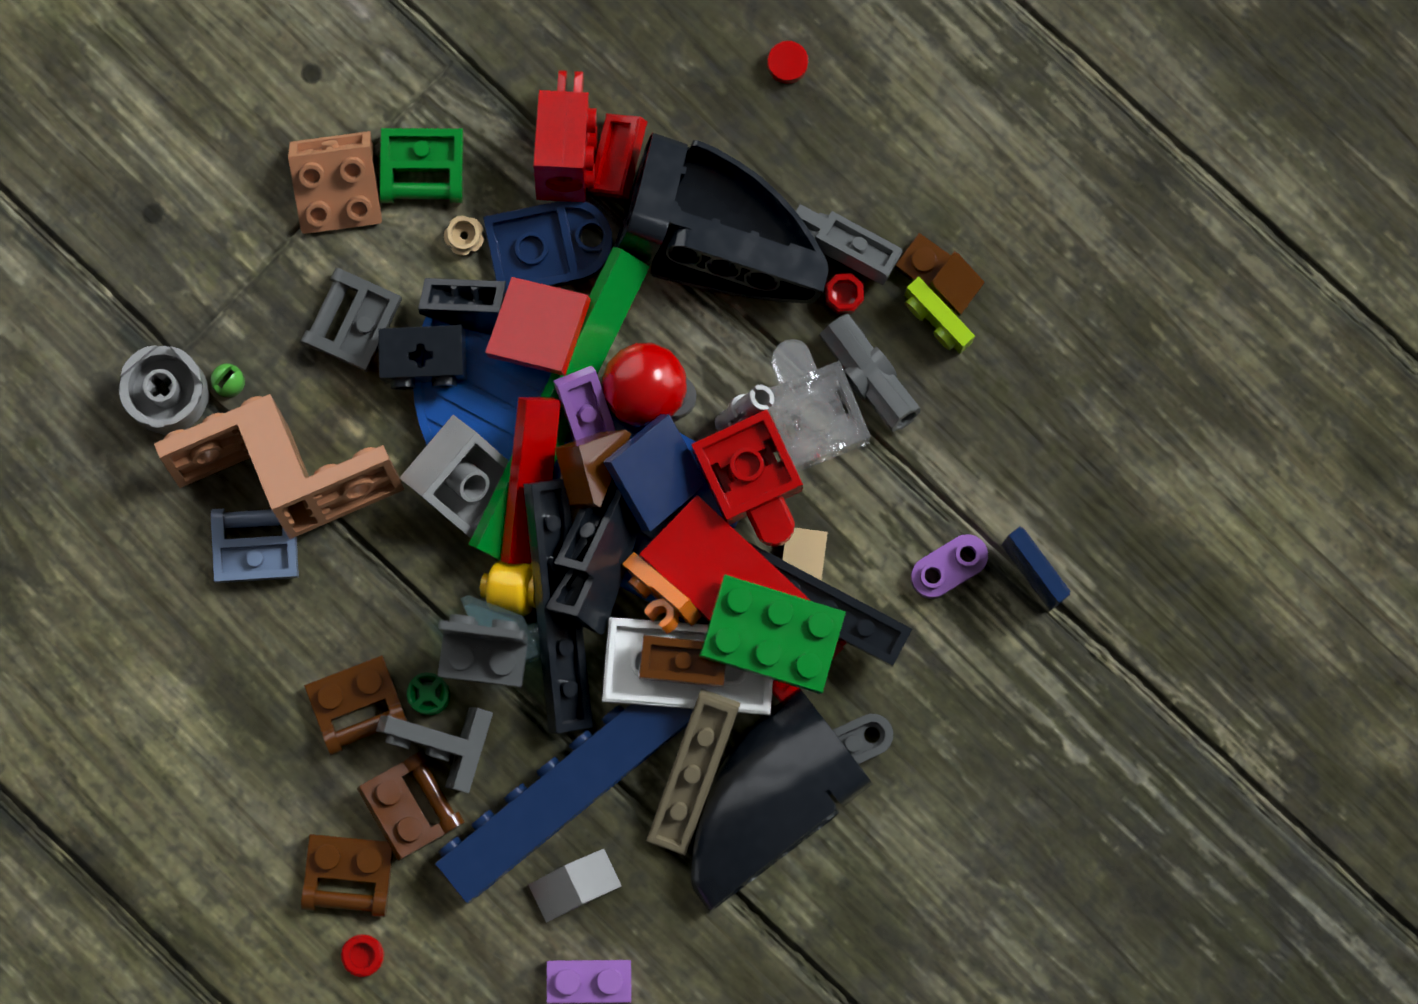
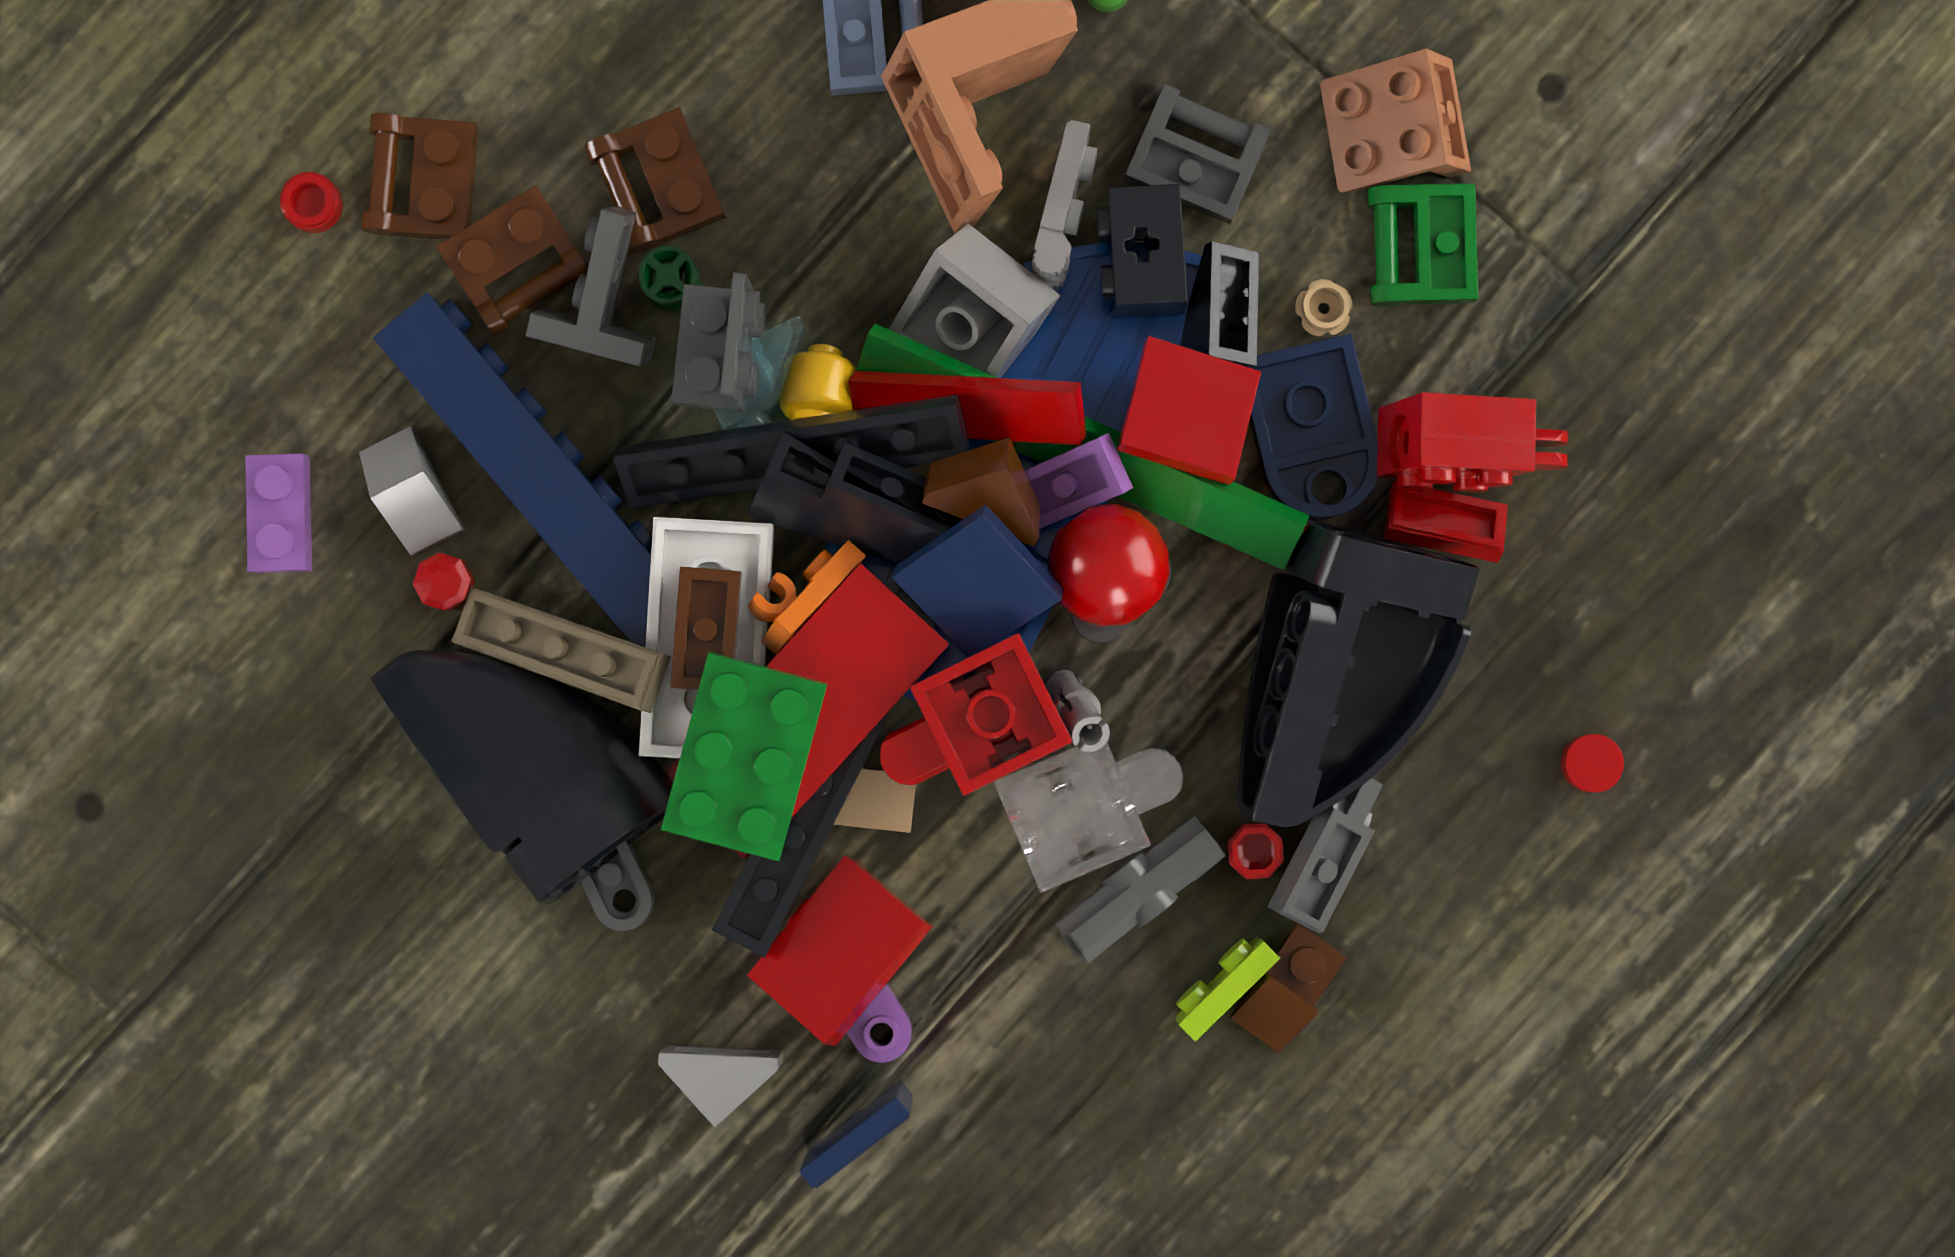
camera: 90 degrees right, 5 degrees up
(390, 413) = (1062, 210): none -> light grey hinge
(641, 861) = (443, 581): none -> red tile
(908, 580) = (839, 951): none -> red container
(997, 666) = (718, 1077): none -> light grey slope

